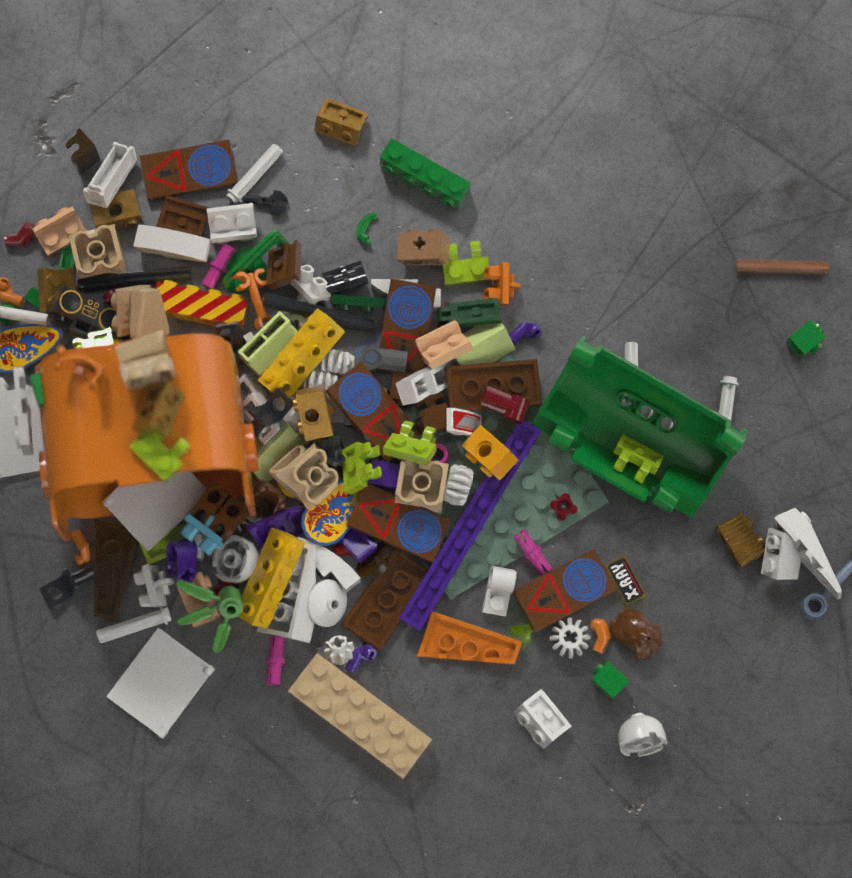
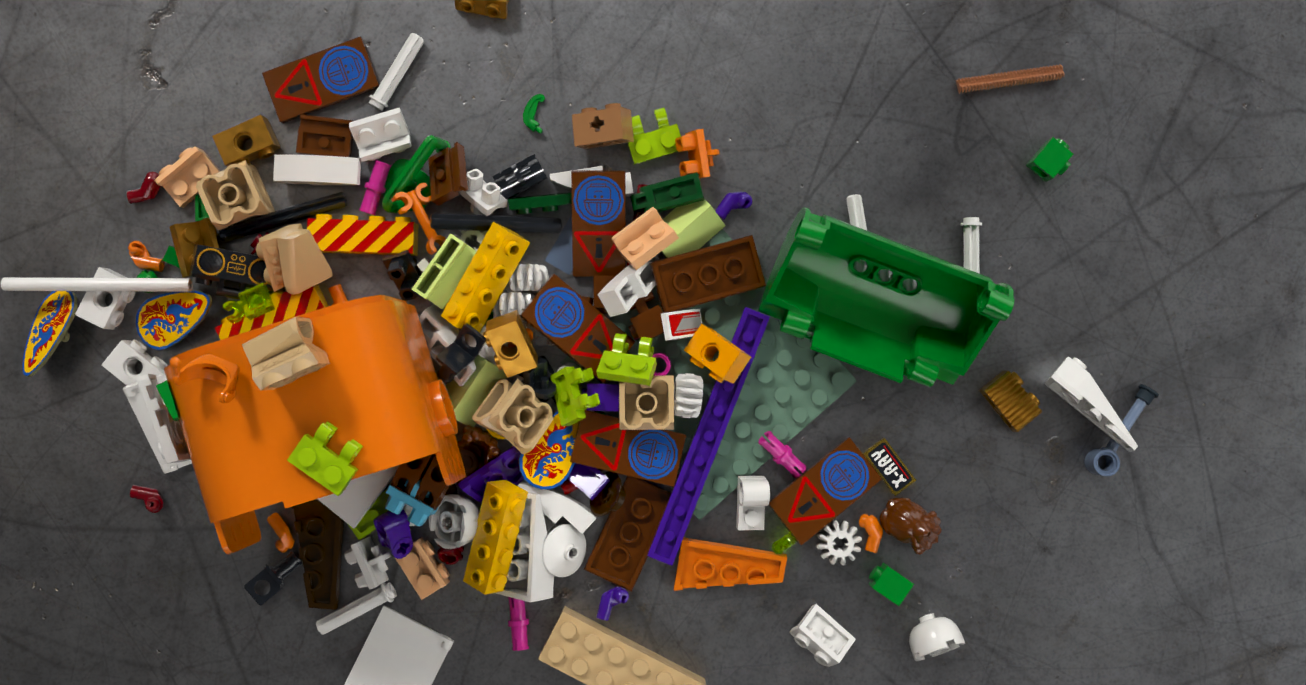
camera: 10 degrees left, 10 degrees up
(87, 152) = (197, 83): dark brown hinge -> none
(110, 175) = (231, 103): white container -> none
(159, 409) = (314, 411): pearl gold bracket -> none
(229, 606) = (454, 575): bright green plant -> none
(268, 201) = (417, 101): black bar -> none
(339, 650) = (580, 596): white gear -> none
(387, 359) = (584, 264): dark grey piece -> none
(424, 173) = (589, 39): green brick -> none
(511, 406) = (731, 296): dark red piece -> none
(563, 513) = (816, 398): dark red plate -> none
(638, 454) = (883, 325): lime plate -> none
(780, 557) = (1060, 416): white slope -> none

